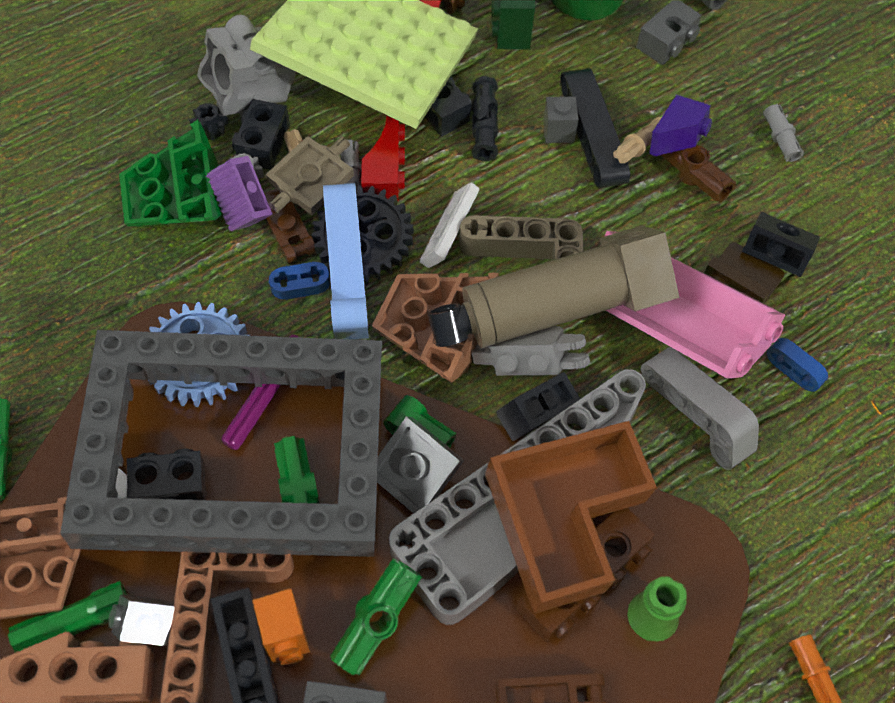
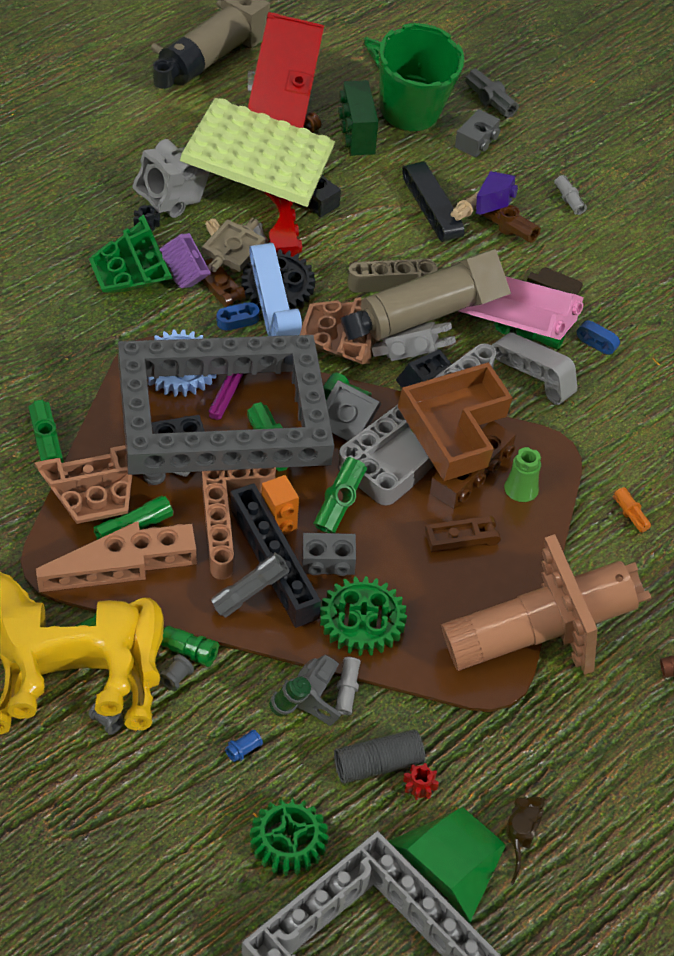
camera: 10 degrees left, 10 degrees down
(141, 619) = (184, 510): brick -> none
(262, 132) = (188, 218): black brick -> none
(449, 225) = (339, 271): white tile -> none
(485, 119) = (351, 202): black piece -> none
(560, 119) = (407, 197): dark grey brick -> none
(781, 244) = (577, 264): black brick -> none

